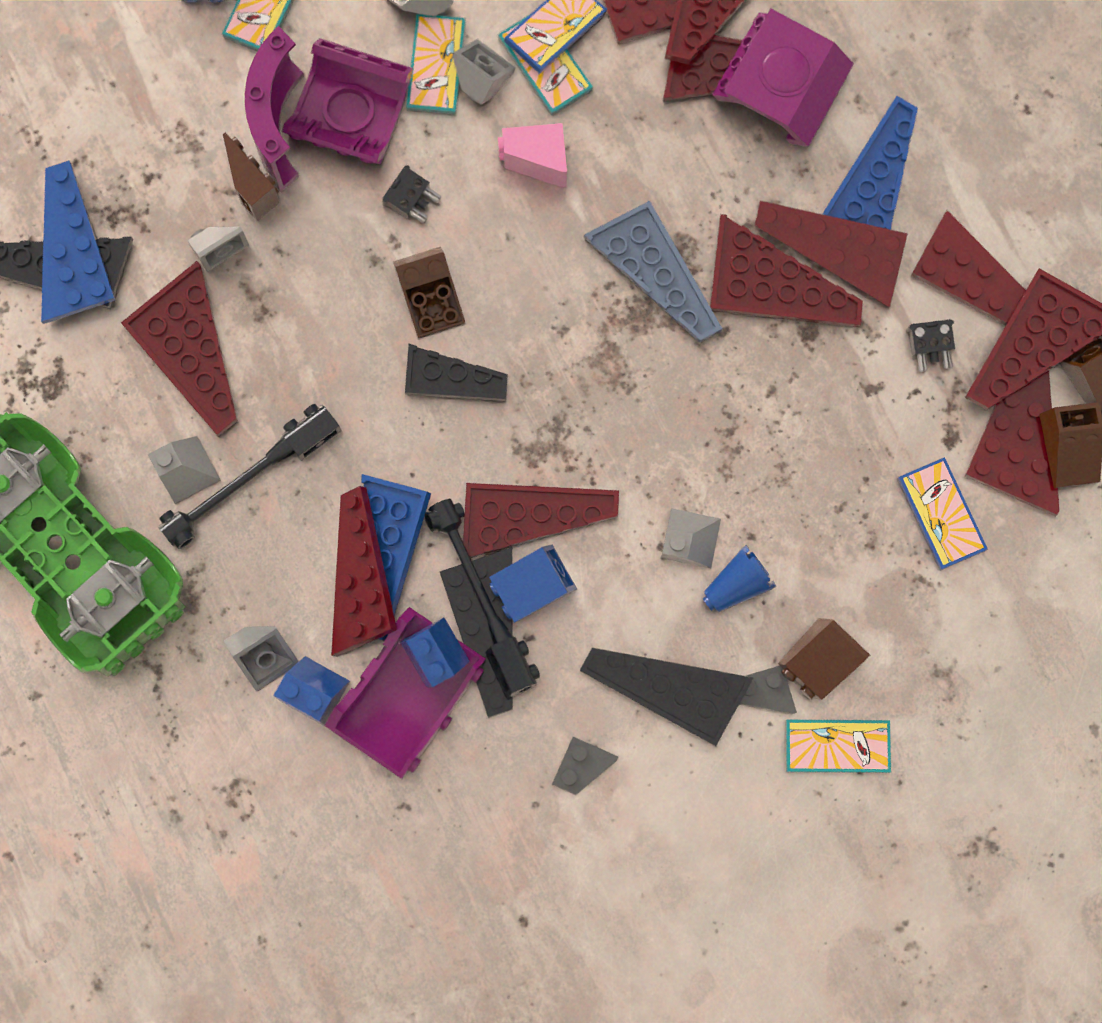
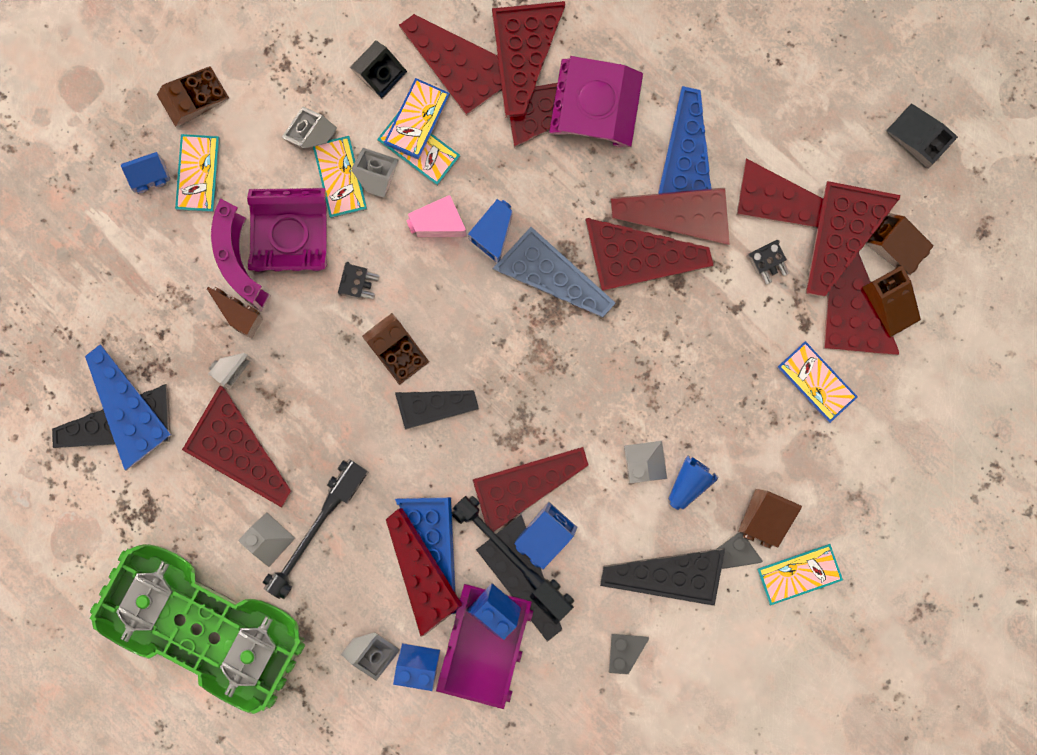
camera: 20 degrees left, 5 degrees up
(600, 186) = (492, 230): none -> blue slope

